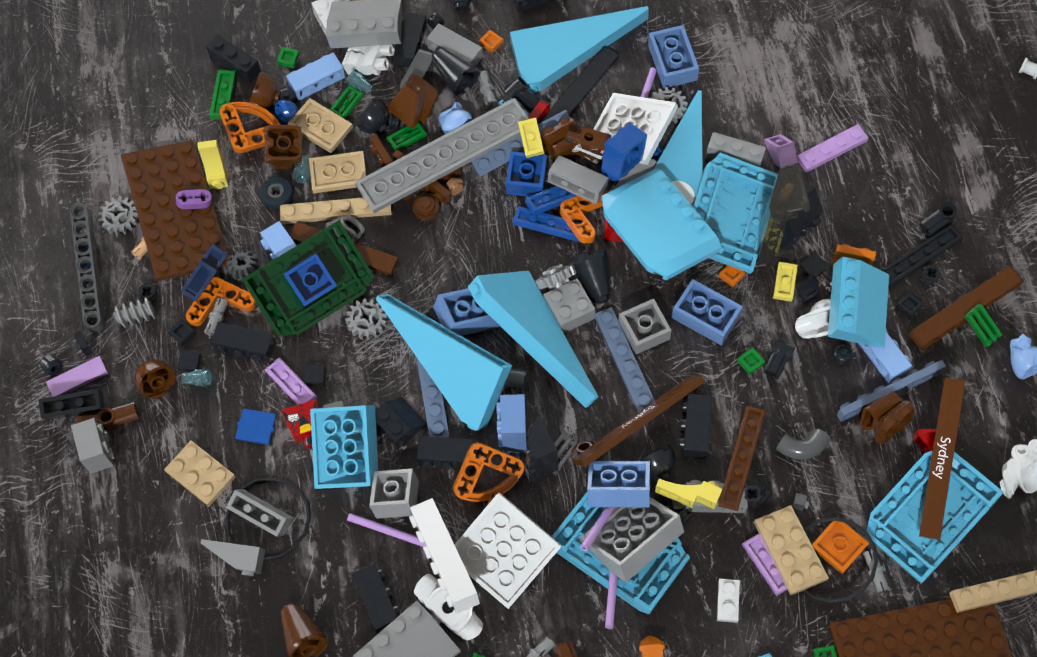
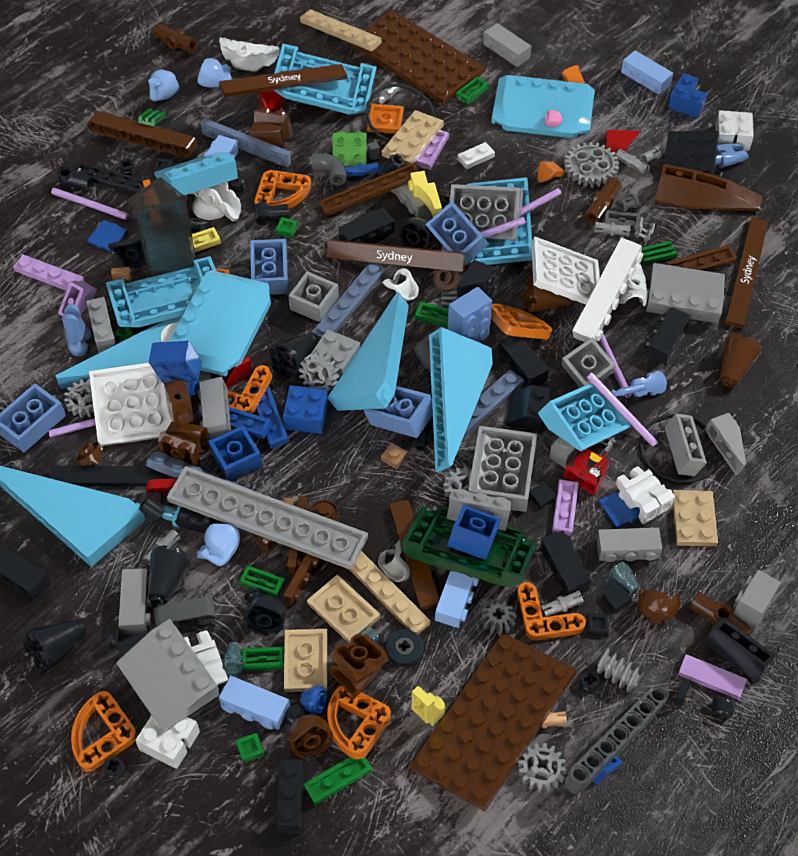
camera: 130 degrees left, 10 degrees down
(193, 199) = (476, 698): medium lavender beam -> none
(204, 272) = (533, 634): dark blue slope -> none
(218, 400) = (629, 544): none -> light grey brick
(251, 445) = (646, 493): none -> white hips
(330, 485) = (622, 409): none -> lavender piece
(333, 307) = (491, 505): none -> light grey brick
(341, 537) = (653, 383): none -> medium blue piece
(355, 353) = (503, 465): none -> light grey slope
(414, 101) = (226, 584): reddish brown piece -> none
(438, 288) = (394, 455): none -> medium nougat plate
(491, 41) = (103, 580): orange tile -> none
(531, 137) = (202, 455): light yellow plate -> none
(531, 250) = (305, 409): none -> blue brick
(566, 405) = (433, 316): none -> green tile
(595, 410) = (407, 289): none -> white piece
(607, 81) = (90, 454): none -> reddish brown plate
(739, 124) = (76, 331): none -> medium blue piece
(782, 475) = (362, 170): none -> blue pin
(819, 390) = (277, 182): none -> orange beam
(820, 481) = (350, 147): none -> bright green bracket
(849, 215) = (106, 234): none -> blue piece
(901, 220) = (89, 203): none -> lavender piece
(1015, 418) = (213, 72): none -> light blue piece

